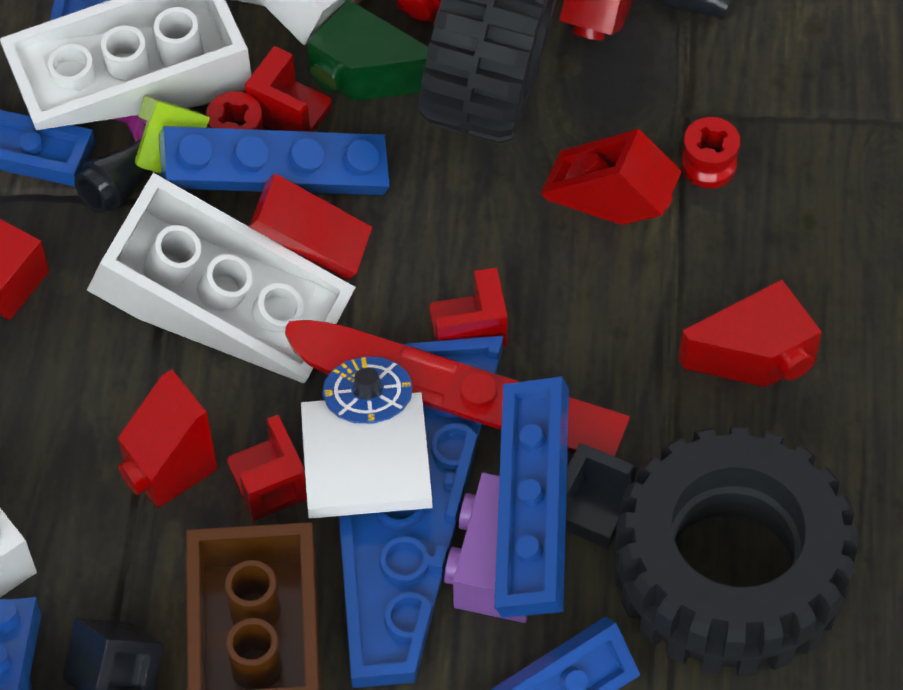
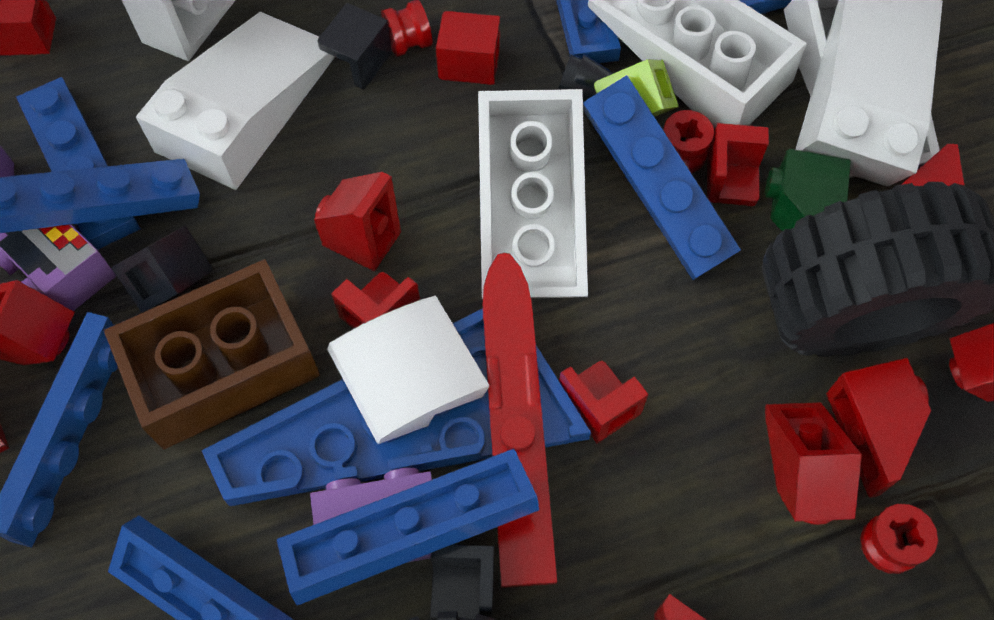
camera: 65 degrees right, 5 degrees up
(311, 227) = (616, 233): red tile -> none
(367, 390) = (470, 341): blue piece -> none
(602, 102) = (883, 417): none -> red slope

